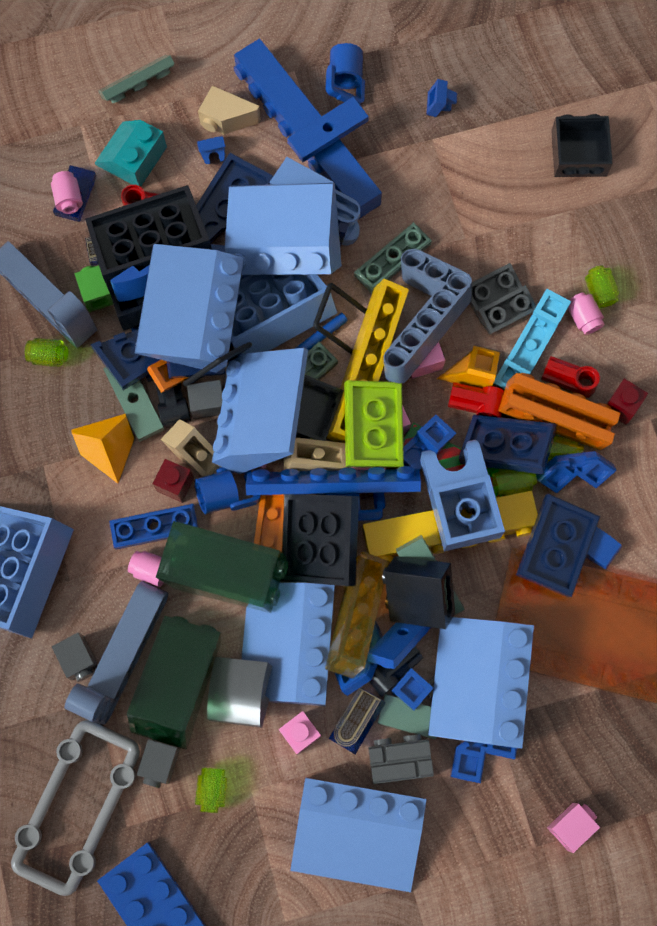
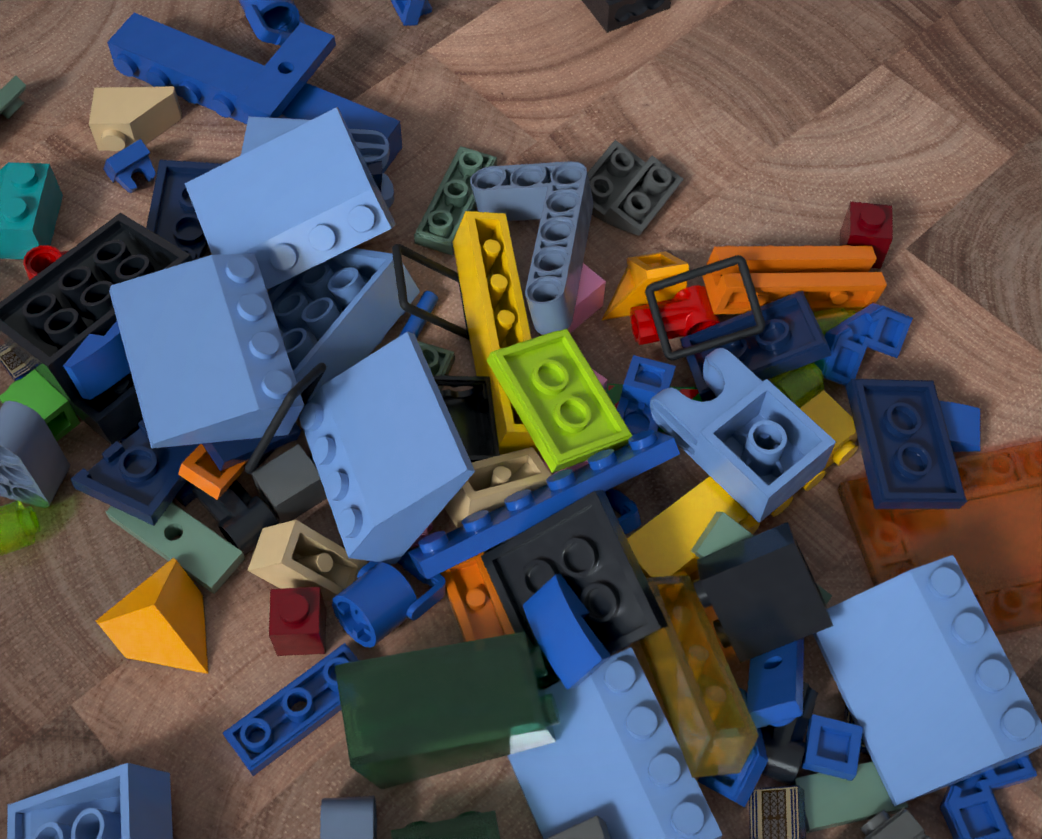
camera: 30 degrees left, 15 degrees down
(145, 567) = (323, 773): bright pink brick -> none
(299, 565) = (562, 632): none -> blue slope
(497, 385) = (751, 293): none -> black piece
(534, 337) = (700, 204): medium azure slope -> none
(568, 376) = (798, 228): red piece -> none
(586, 313) = (747, 157): bright pink brick -> none
(602, 286) = (747, 120): clear neon green brick -> none

